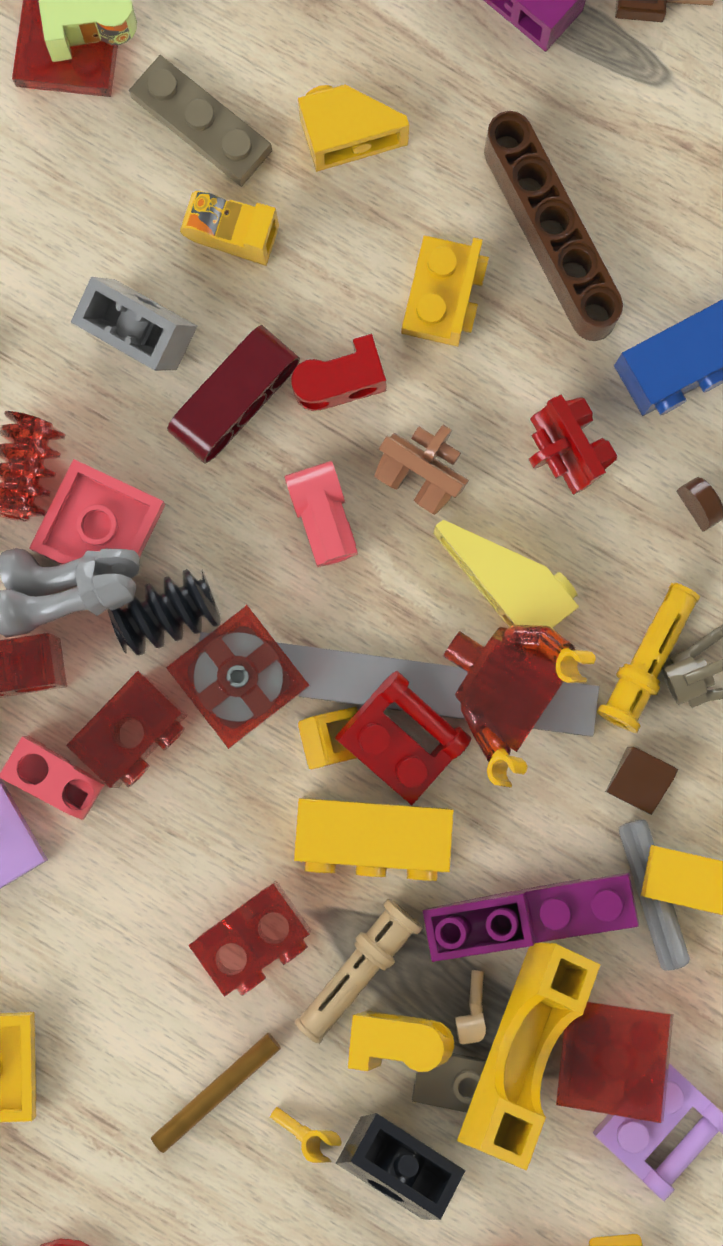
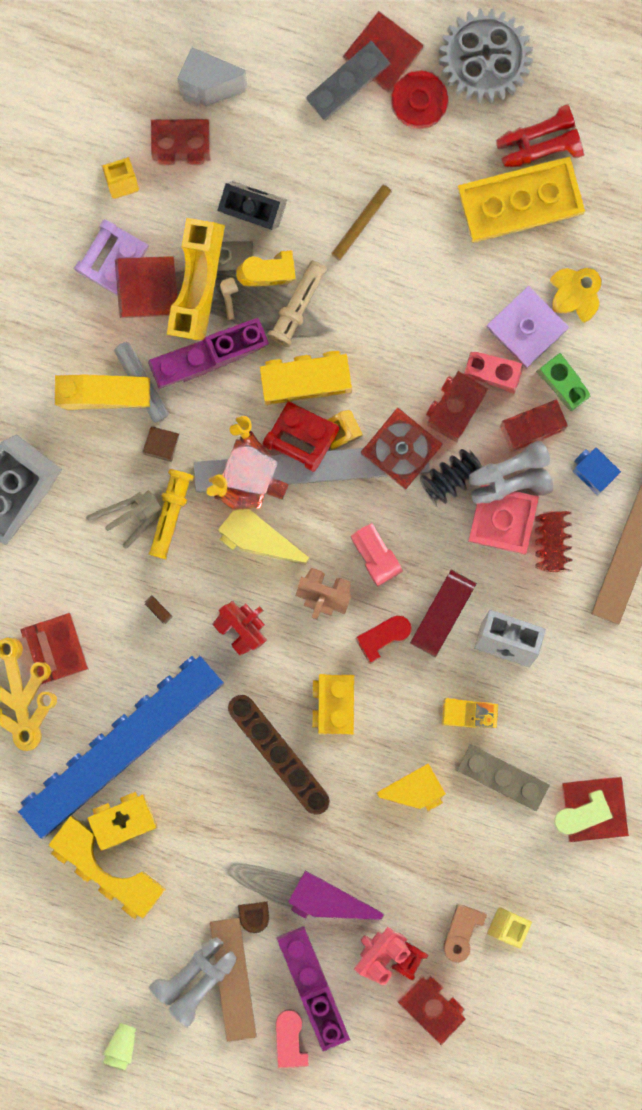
camera: 165 degrees right, 0 degrees up
(245, 930) = (366, 311): clear red brick -> none
(310, 1138) = (303, 208): yellow hand -> none

